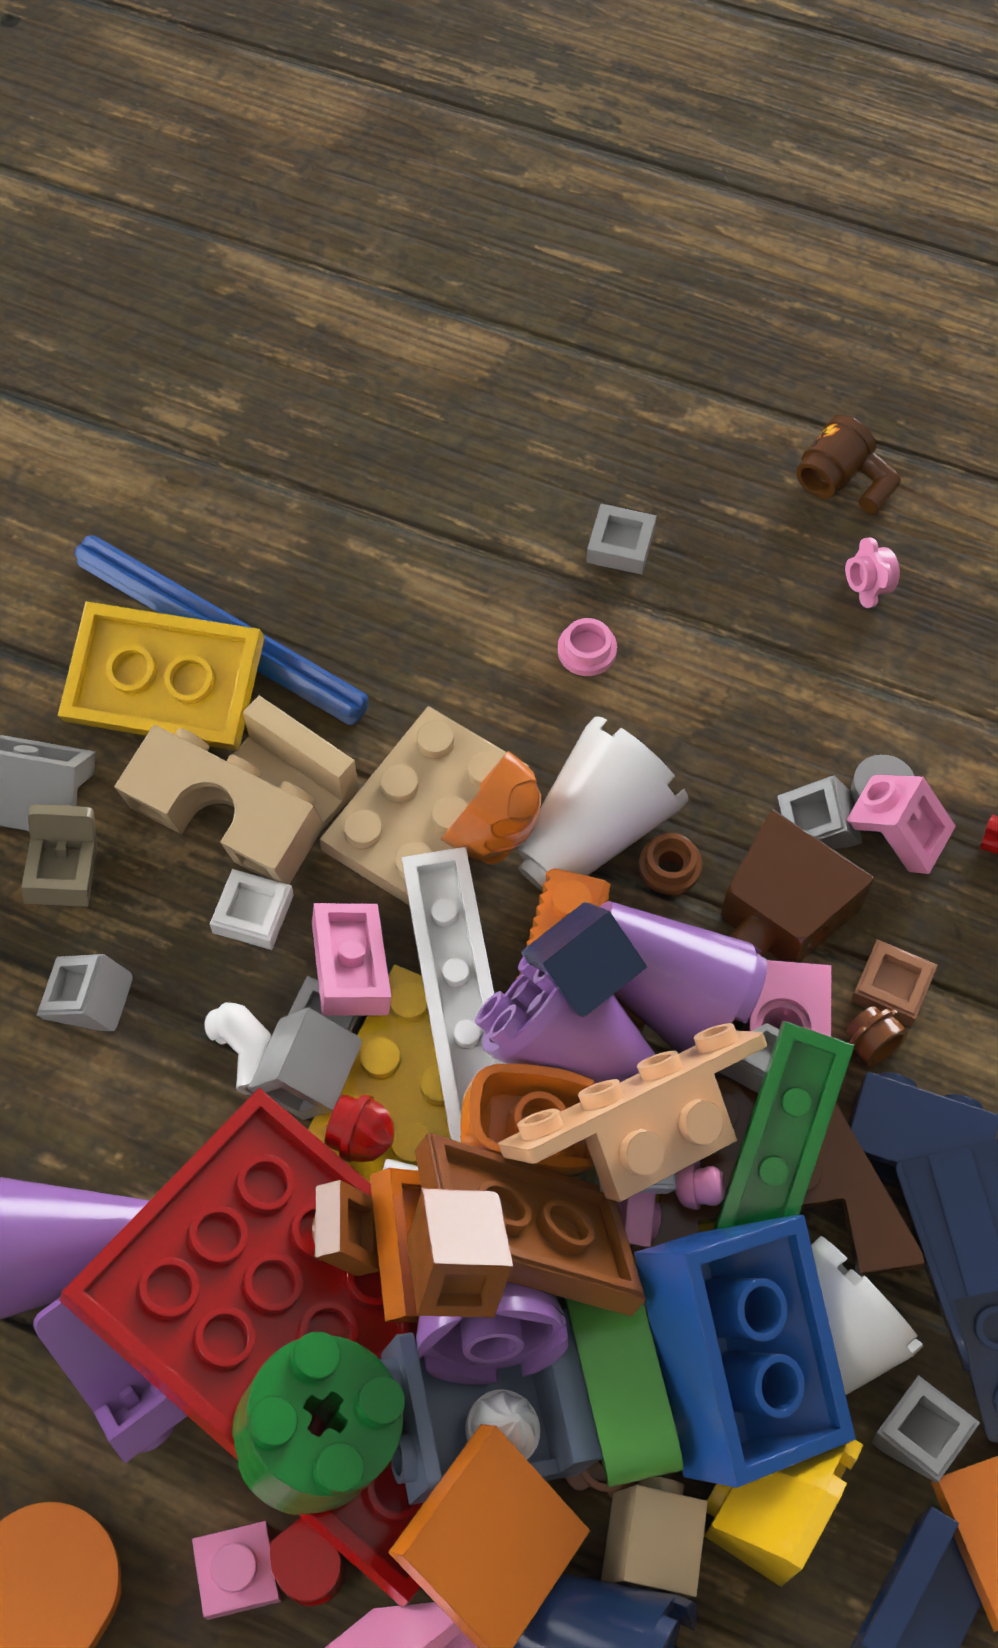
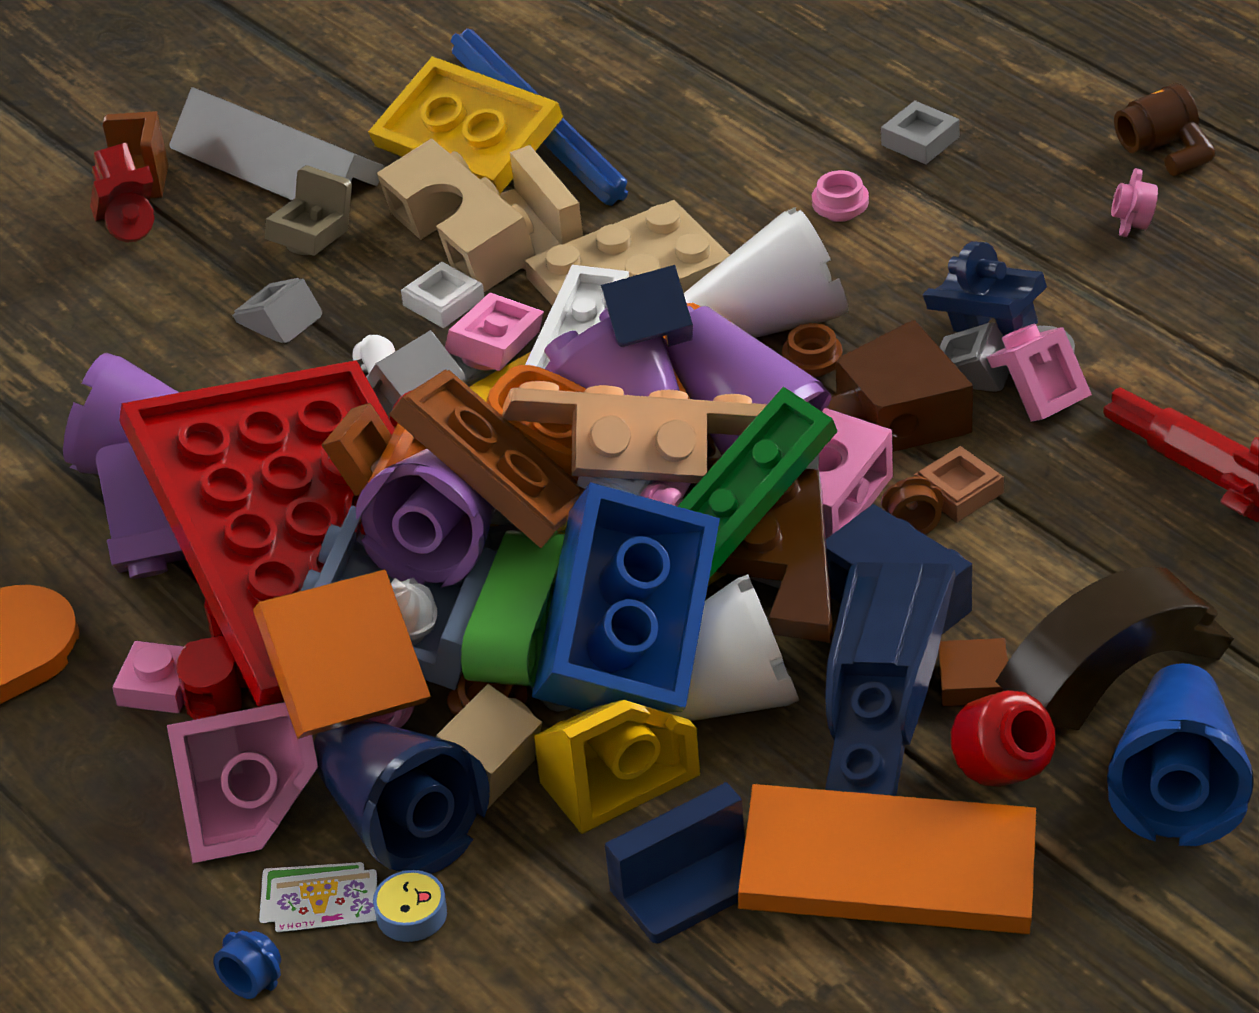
camera: 30 degrees right, 20 degrees down
(361, 1428) = (252, 532): green brick -> none
(458, 1253) = (405, 415): dark orange panel -> none
(499, 814) = (665, 235): orange piece -> none
(813, 744) = (985, 289): none -> dark blue hips
(925, 1430) = (762, 750): light grey slope -> none

